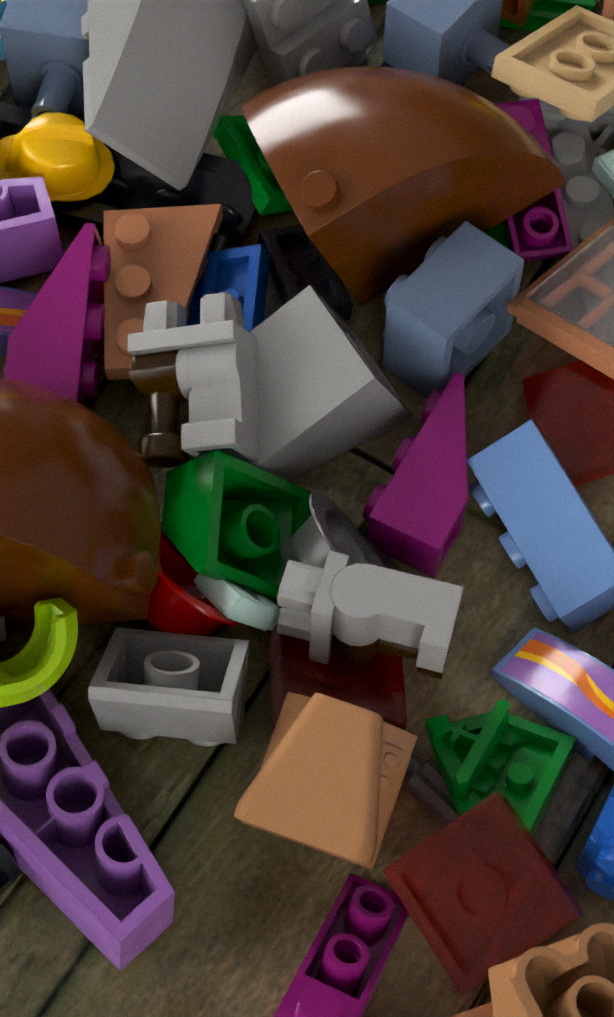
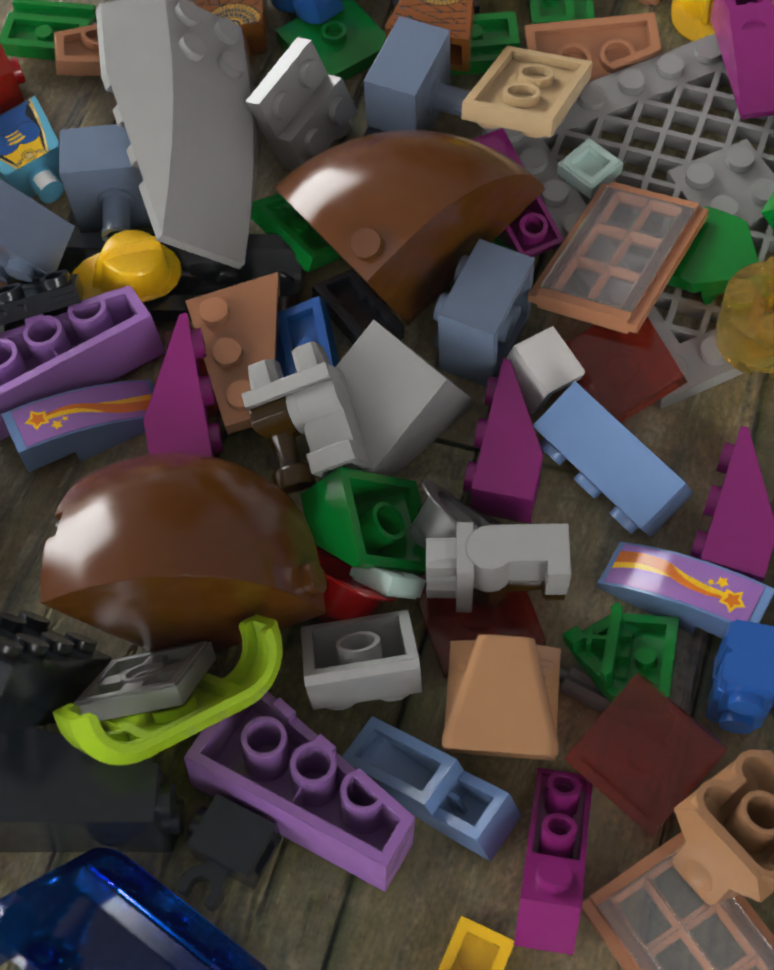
camera: 10 degrees left, 0 degrees up
(216, 862) = (435, 787): none -> medium blue slope
(502, 394) = (543, 367): none -> white panel

